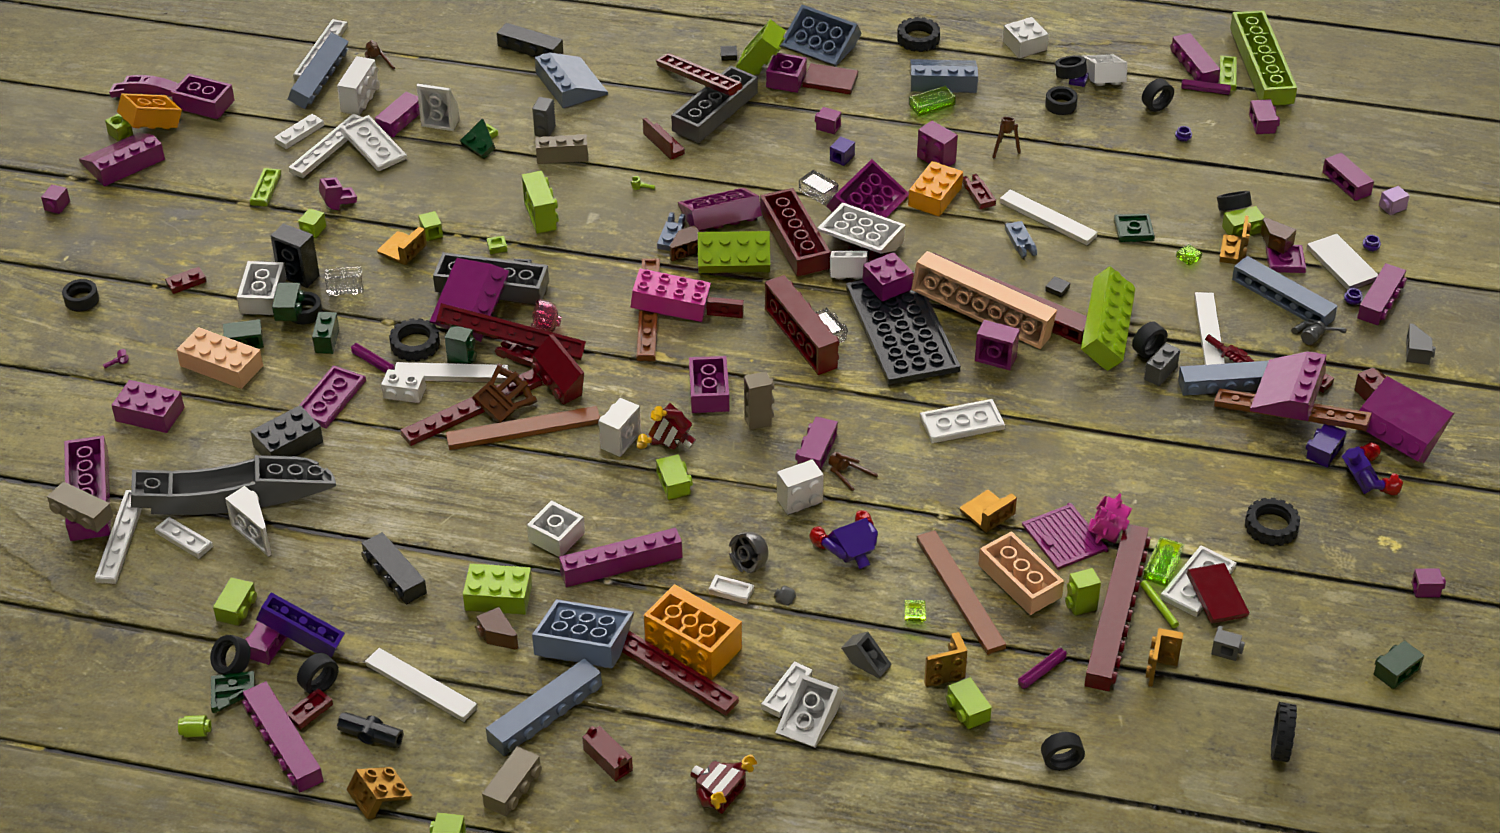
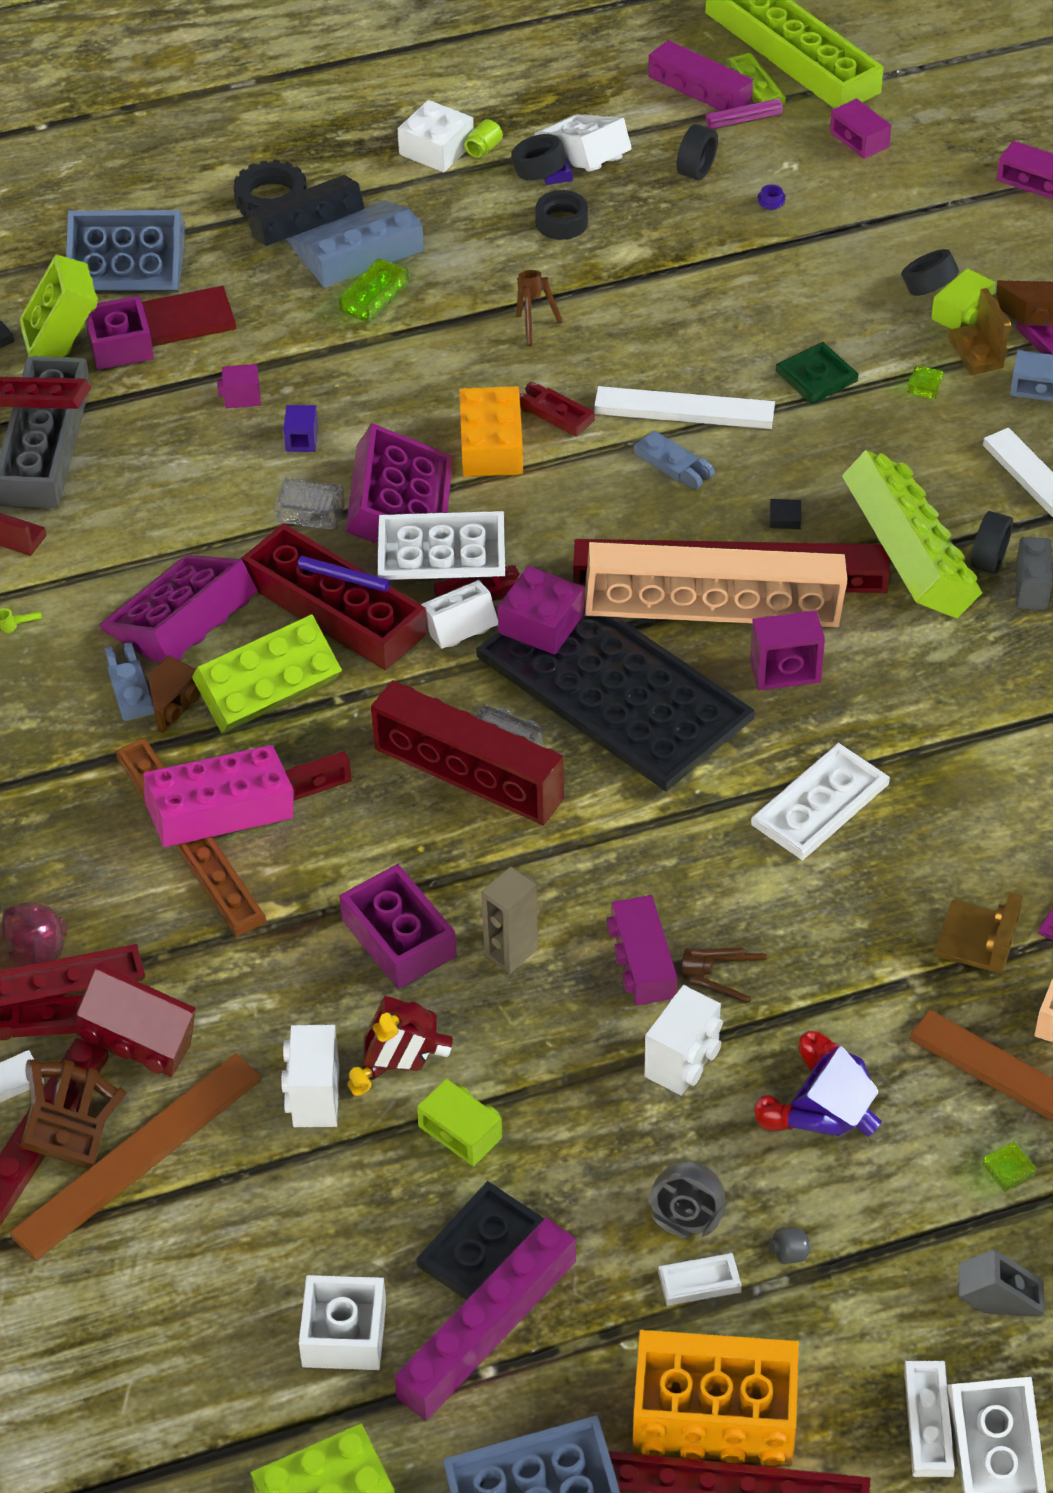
camera: 30 degrees left, 5 degrees up
(642, 523) = (478, 1240): none -> black plate
(802, 221) = (343, 573): none -> dark purple bar
(926, 49) = (305, 210): none -> black brick
(937, 144) = (444, 359): magenta brick -> none
(1050, 48) = (483, 138): none -> lime brick

